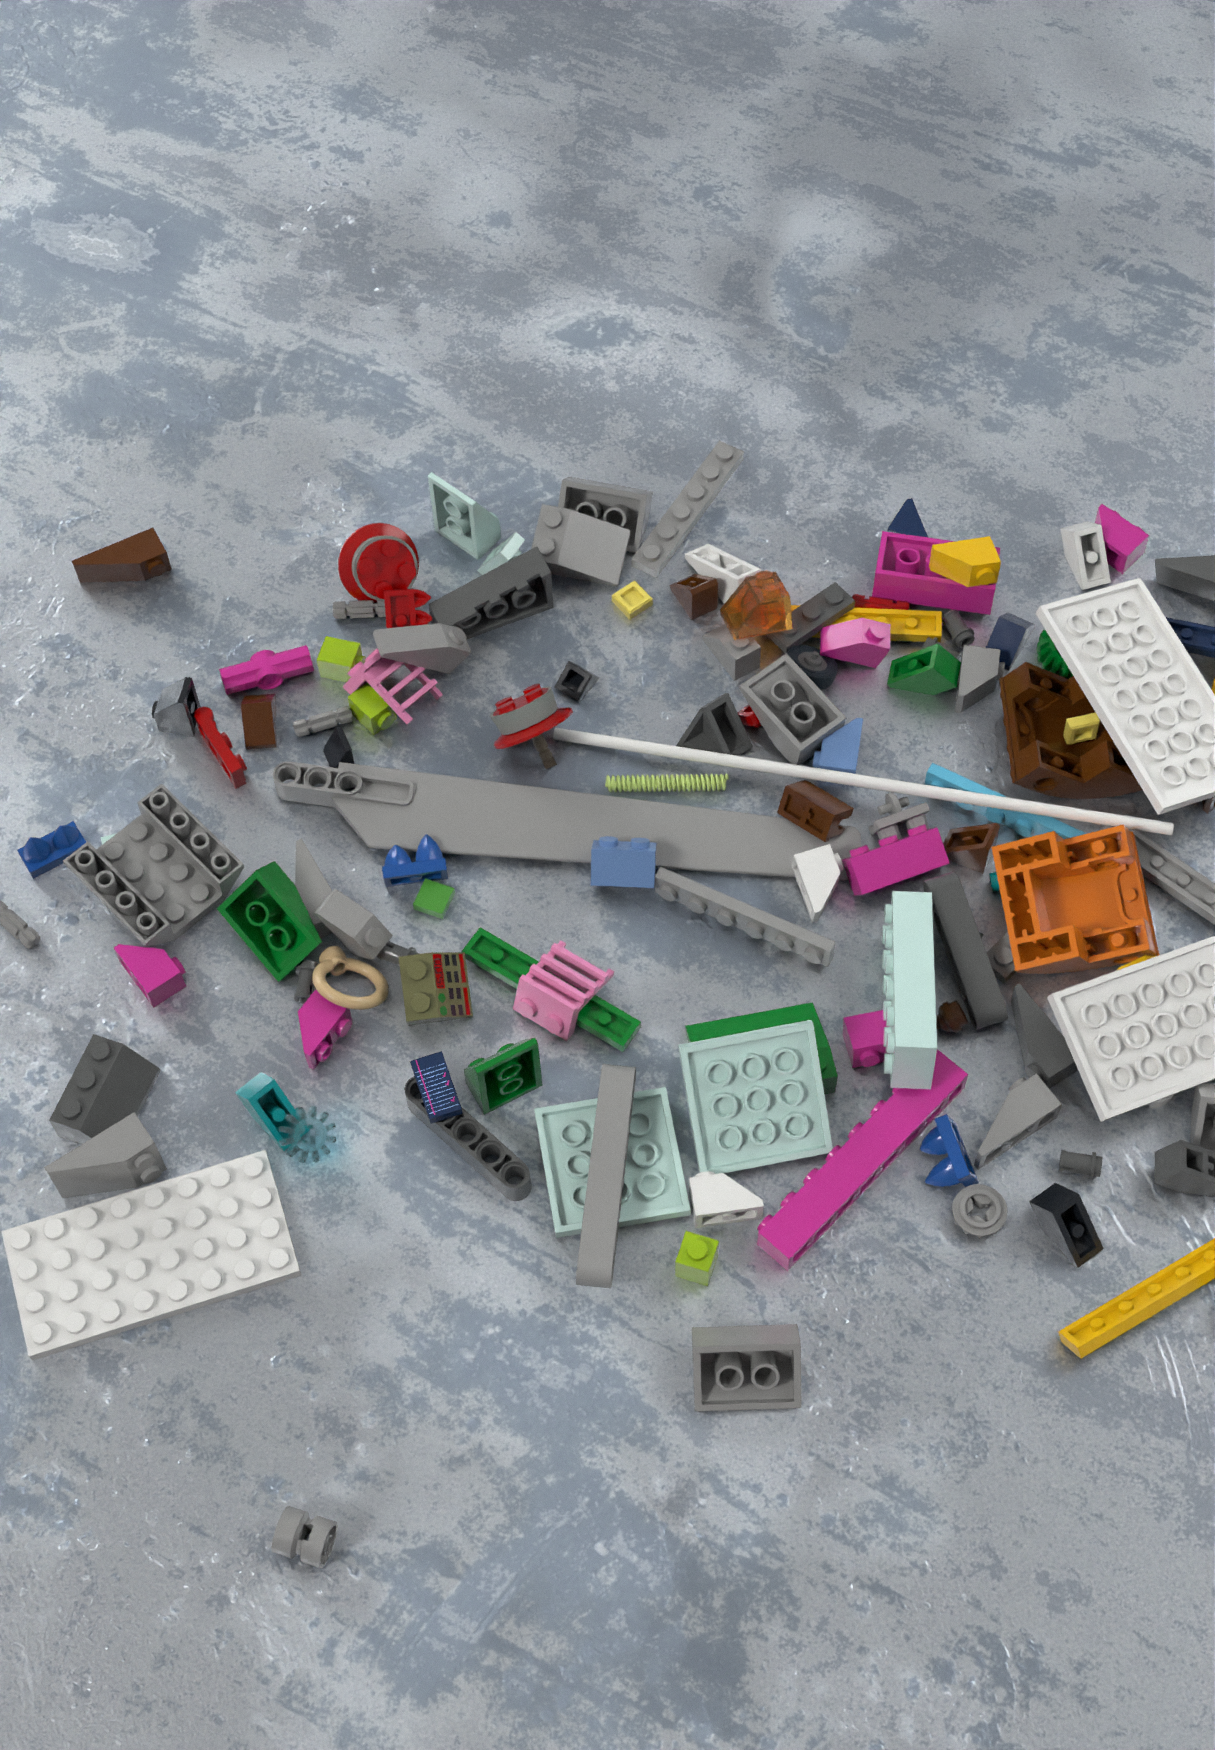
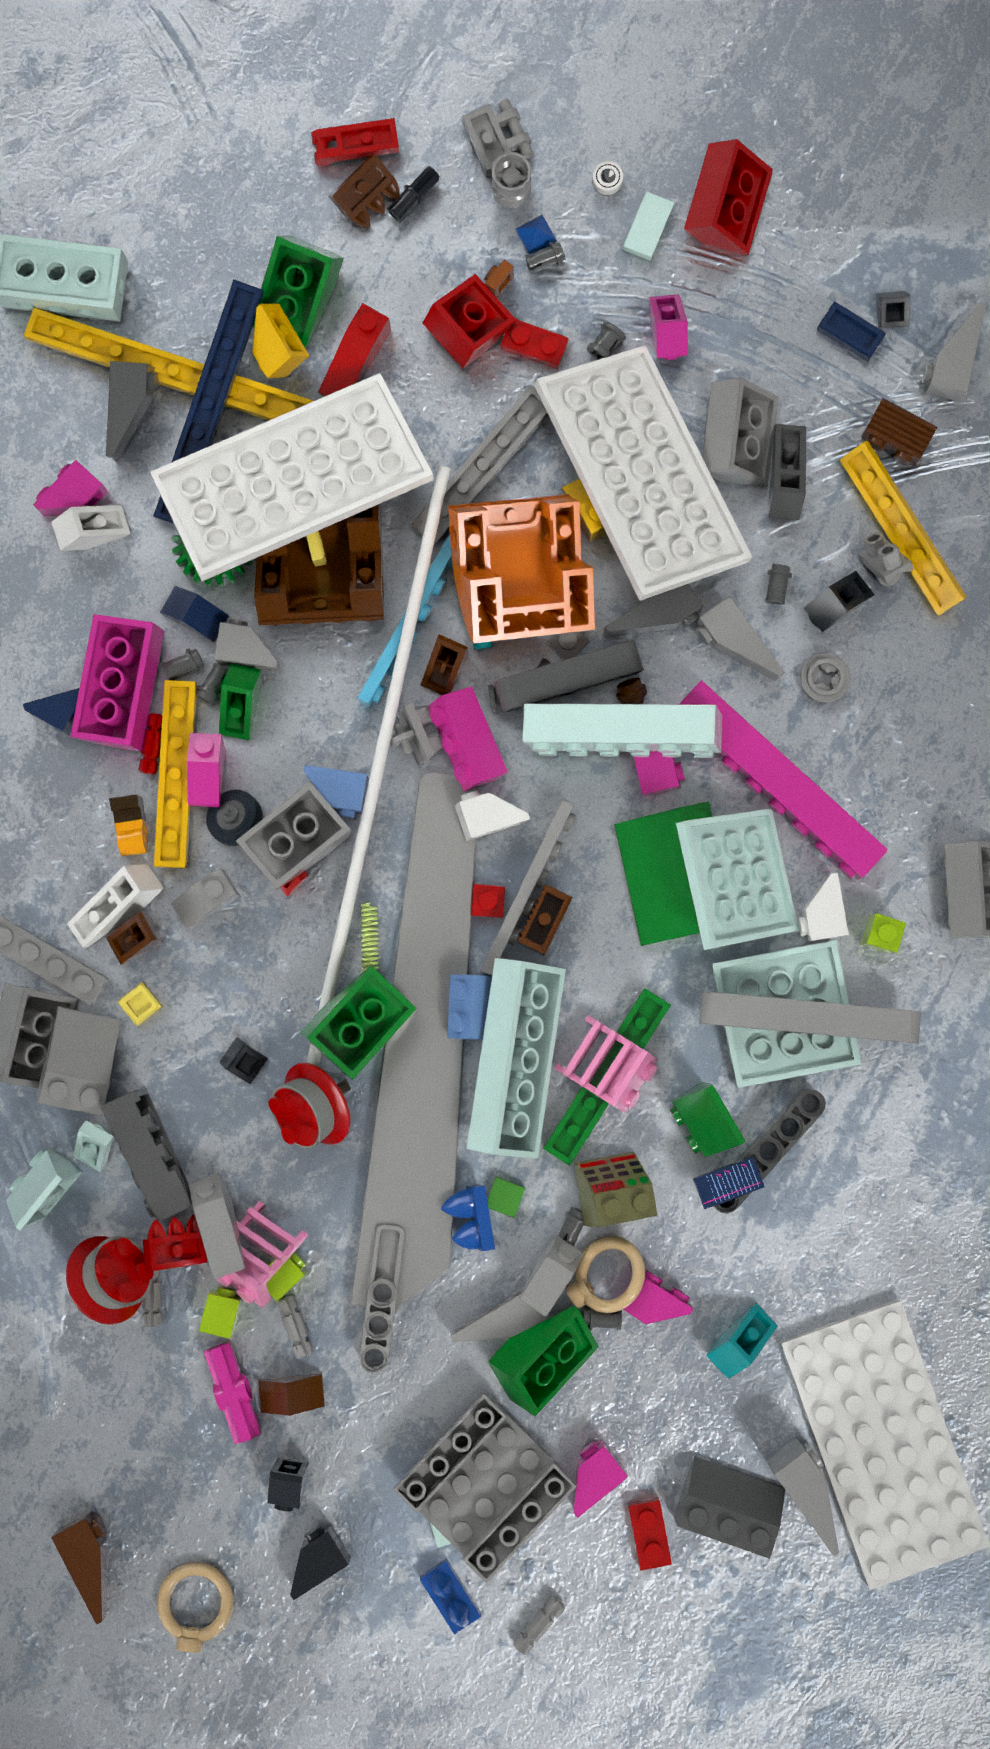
camera: 90 degrees left, 25 degrees up
(47, 640) = (190, 1637): none -> tan piece
(79, 1025) = (649, 1533): none -> red plate
(104, 736) = (318, 1559): none -> black slope
(220, 747) = (329, 1433): red plate -> none
(297, 1128) = (770, 1304): clear light blue gear -> none
(338, 749) = (333, 1306): black slope -> none
(571, 896) = (516, 1059): none -> light aqua brick
(609, 758) = (358, 1022): none -> green slope
(711, 927) = (544, 919): none -> reddish brown brick
(717, 729) = (313, 913): dark grey slope -> none
(732, 883) = (488, 901): none -> red plate
(758, 607) = (175, 870): clear orange slope -> none
(806, 584) = (130, 824): none -> leg
(813, 616) = (175, 815): dark grey plate -> none
(814, 809) = (408, 816): reddish brown hinge -> none
(957, 1166) = (784, 695): blue tile -> none
(967, 561) = (124, 647): yellow slope -> none
(1115, 1268) = (884, 559): none -> light grey hips

